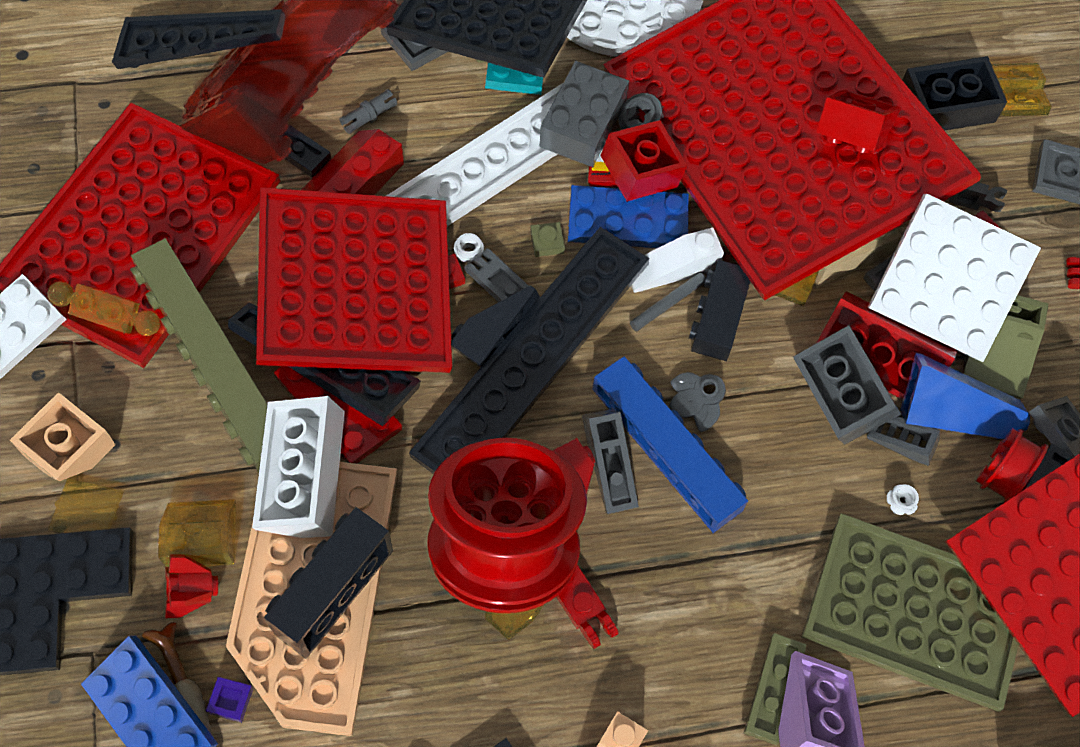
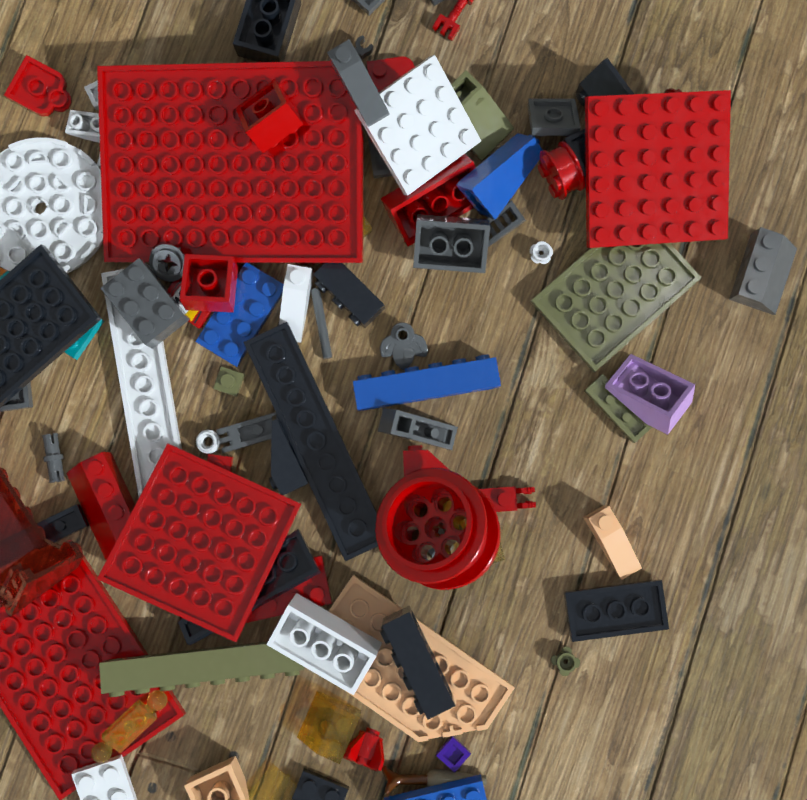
camera: 55 degrees left, 20 degrees up
(955, 175) = (358, 83): none -> dark grey slope

